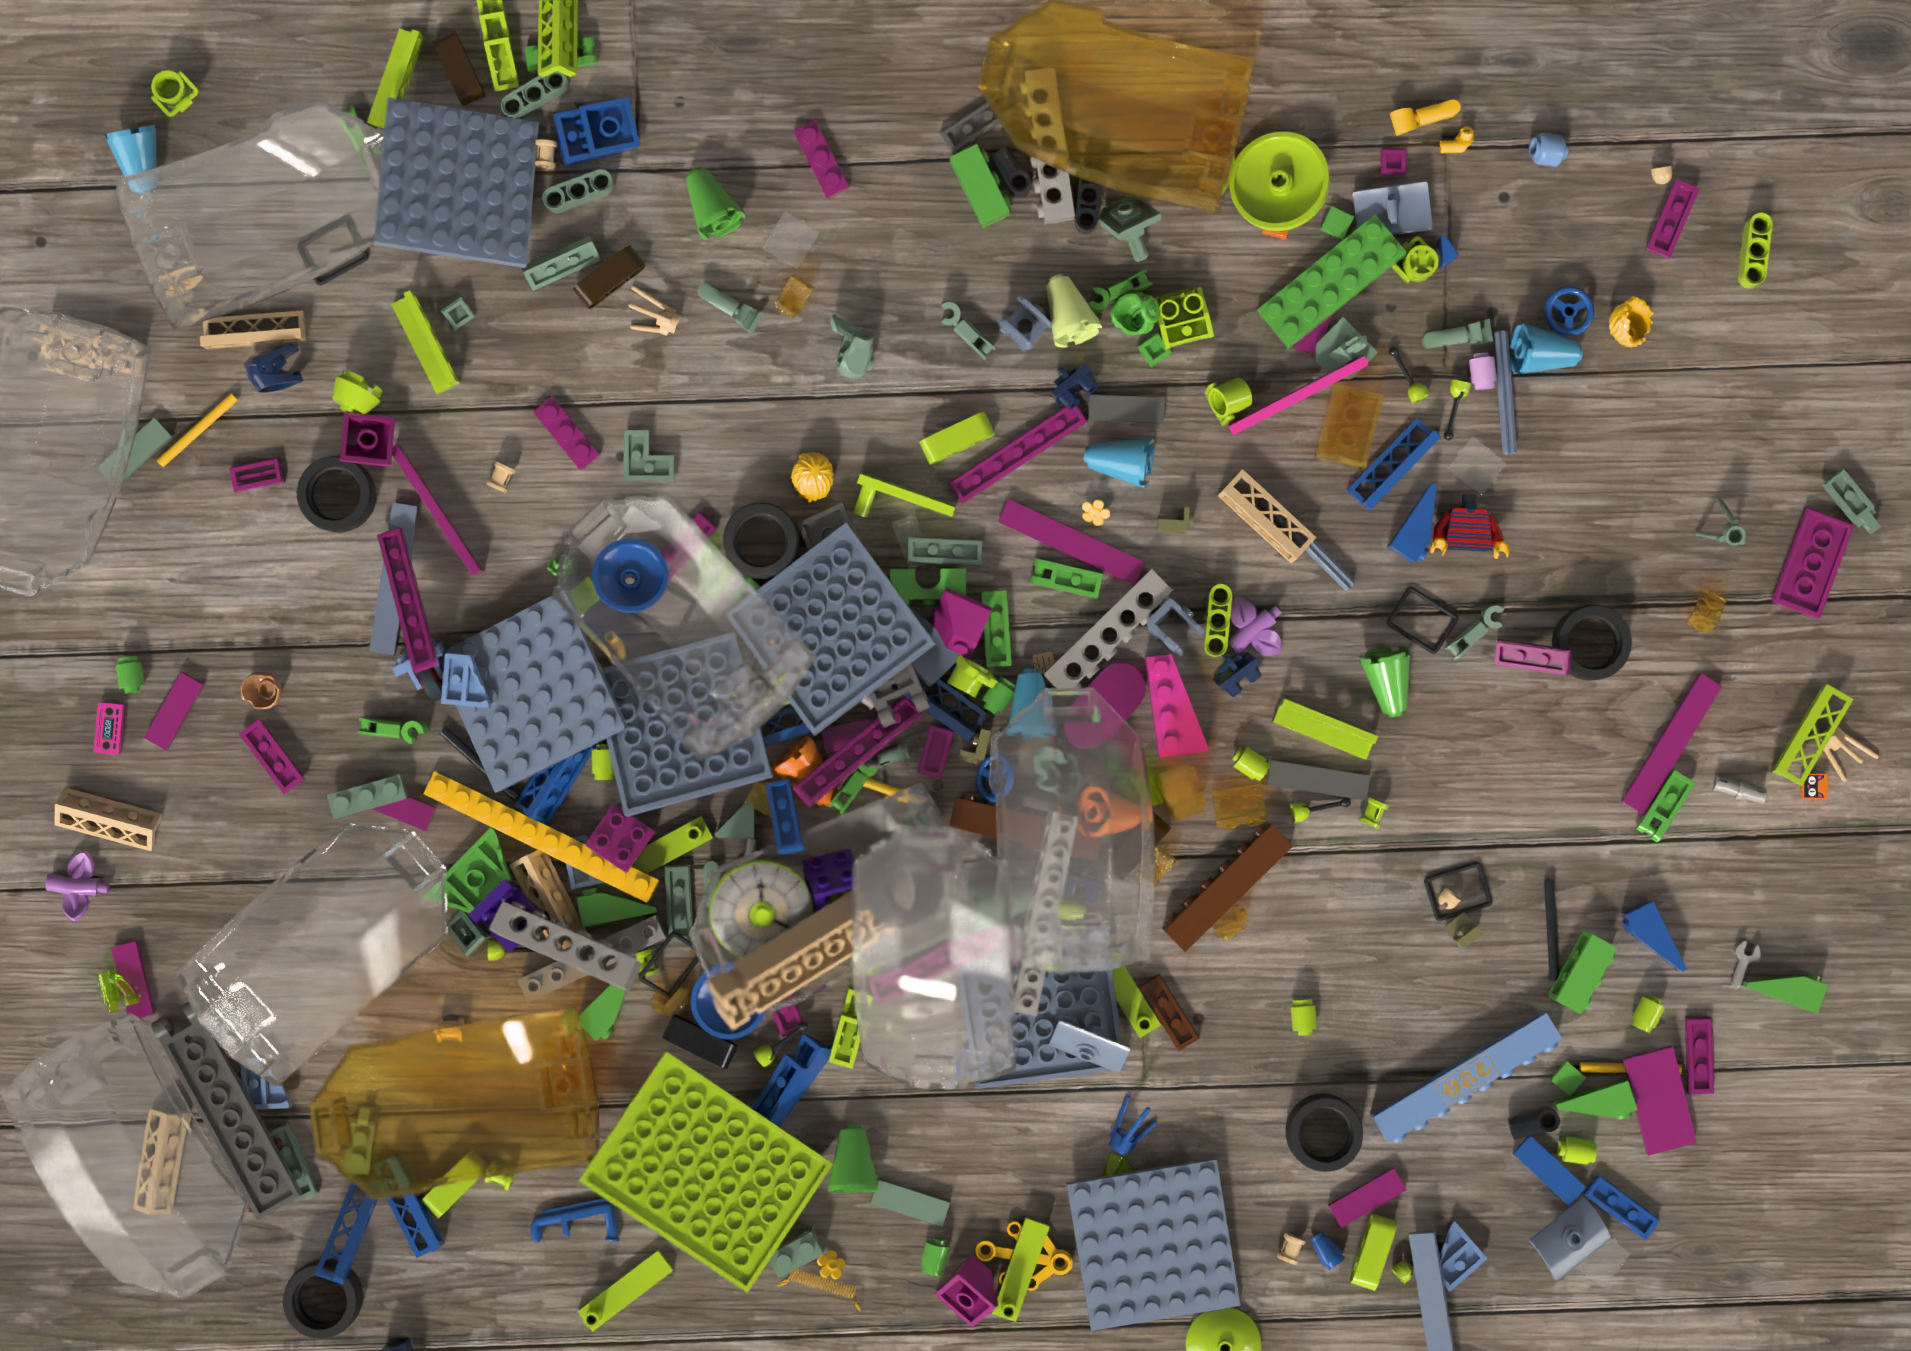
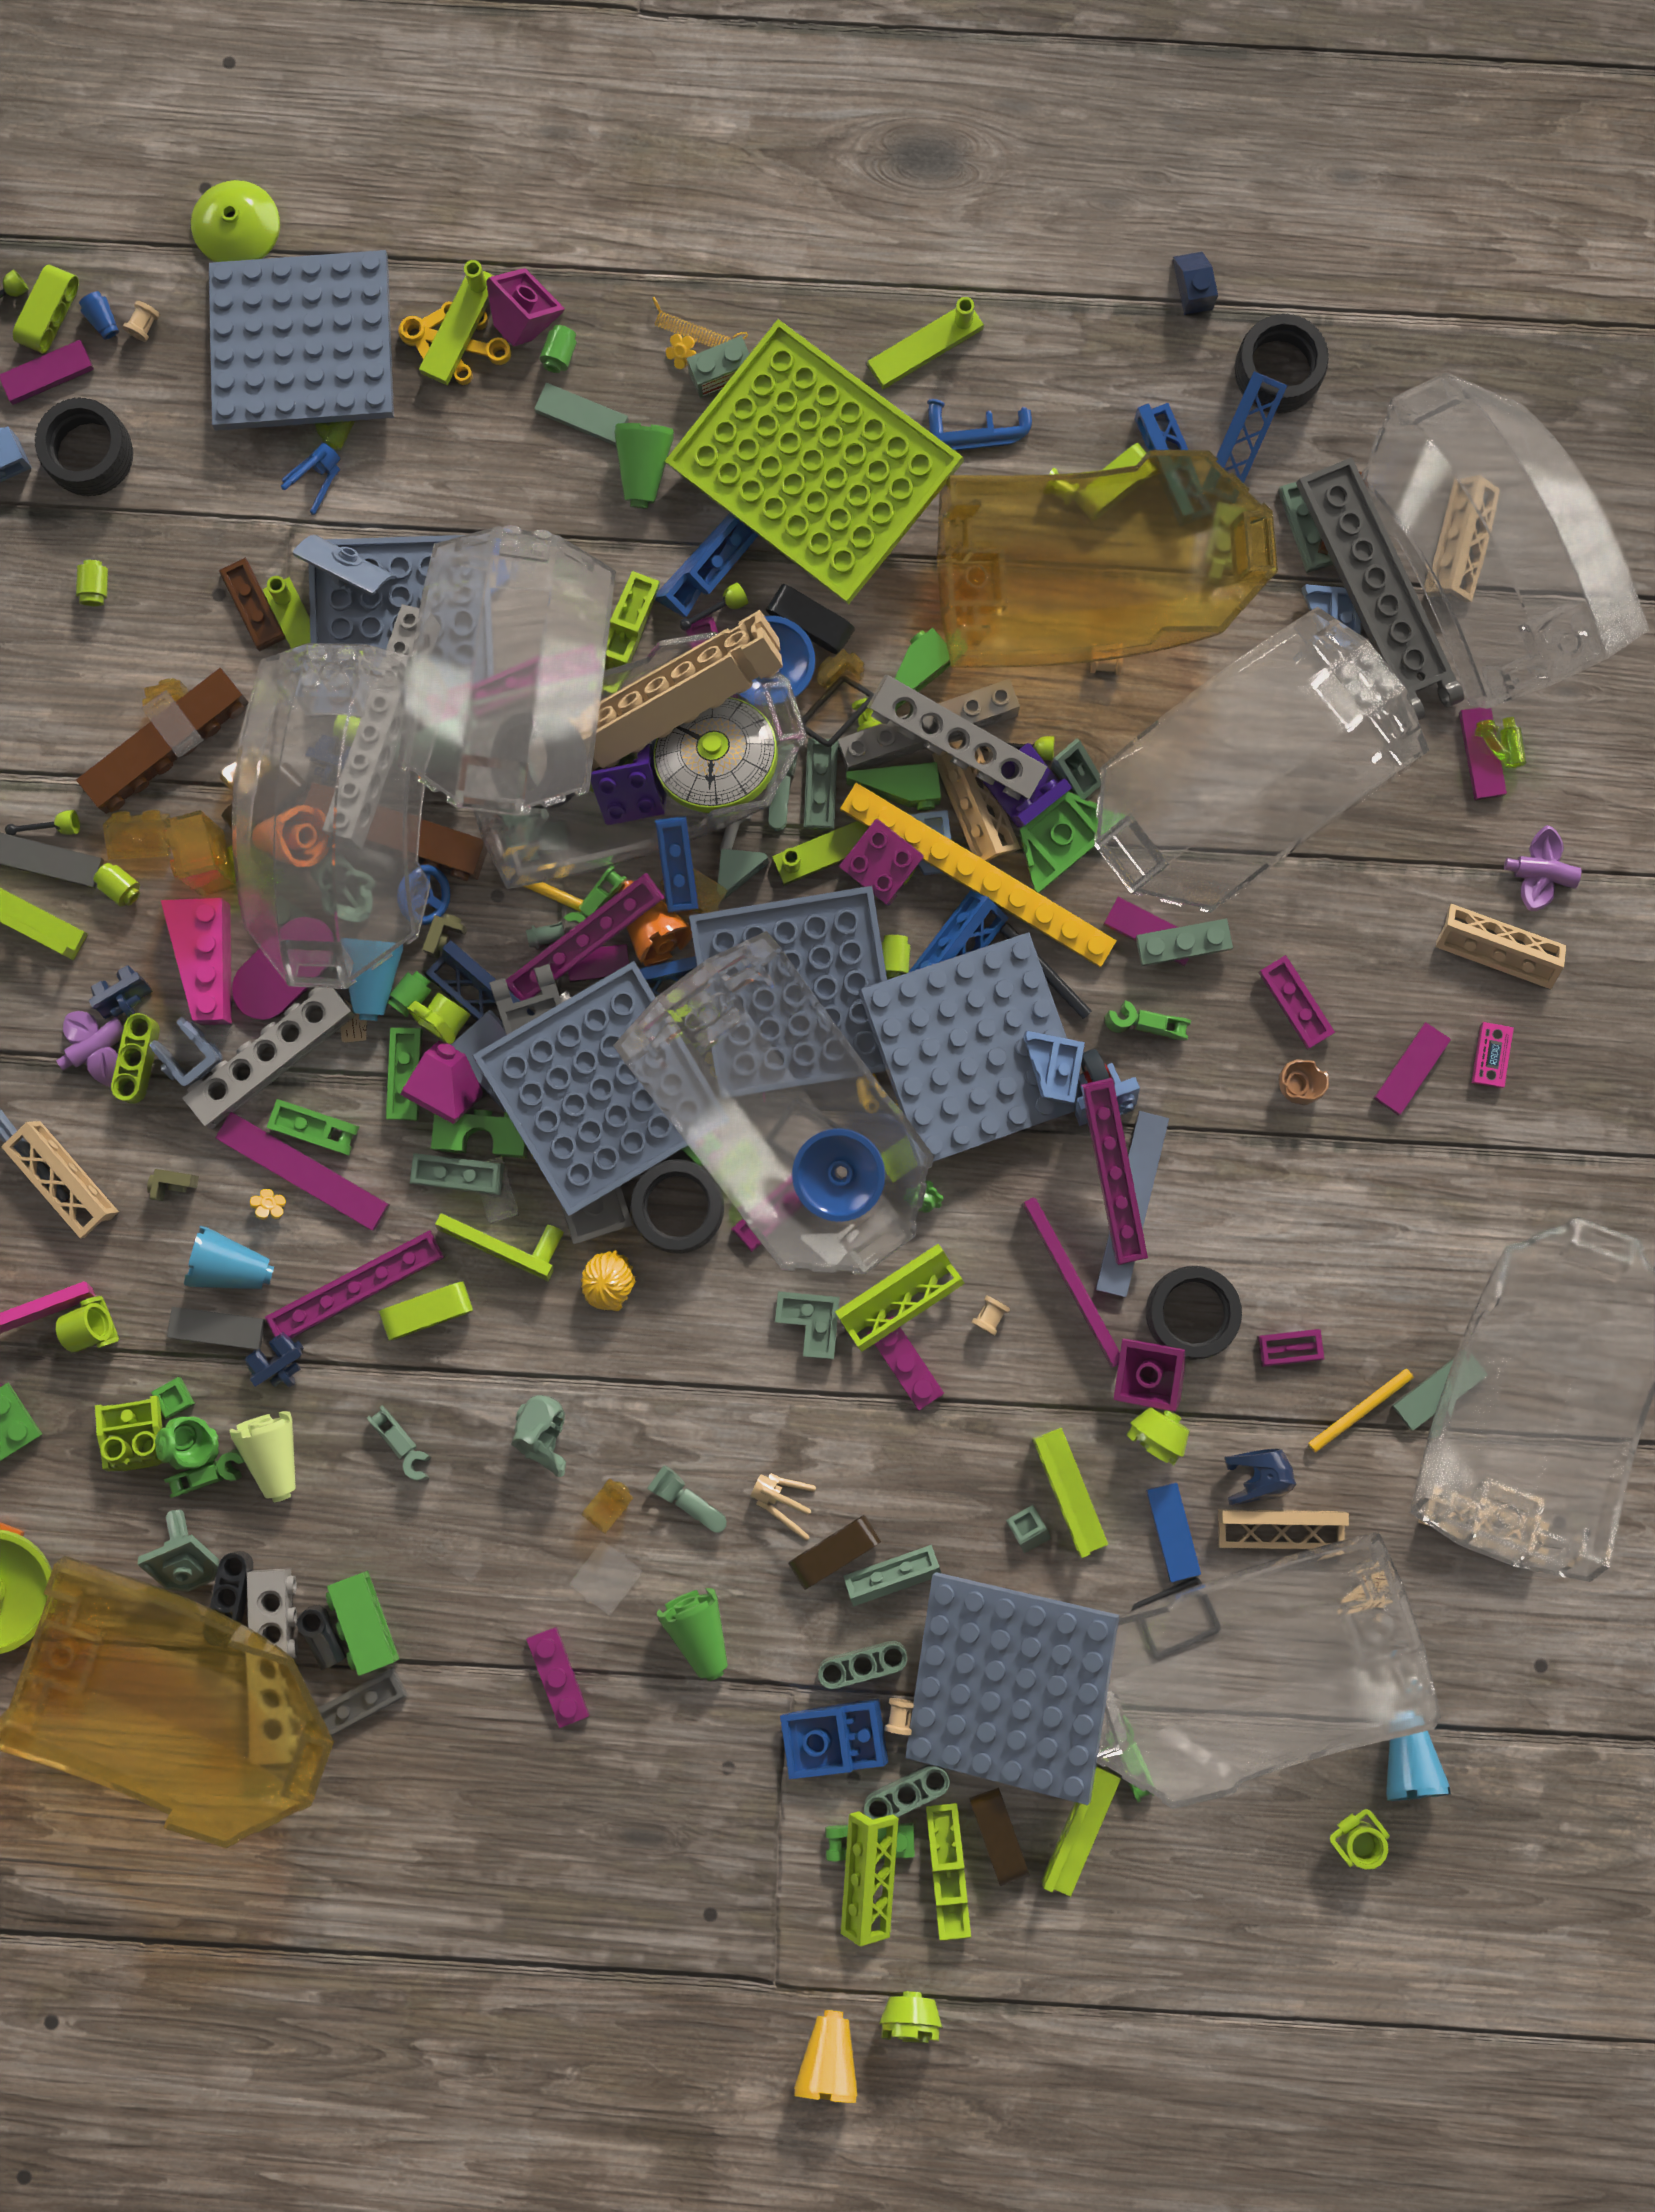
camera: 175 degrees left, 5 degrees down
(130, 674) = (1463, 1116): bright green brick -> none
(340, 319) = (1173, 1532): none -> blue tile
(583, 486) = (896, 1293): none -> lime fence
(935, 751) = (494, 935): magenta tile -> none
(1029, 312) = (310, 1446): sand blue piece -> none
(1218, 899) = (172, 723): none -> clear tile

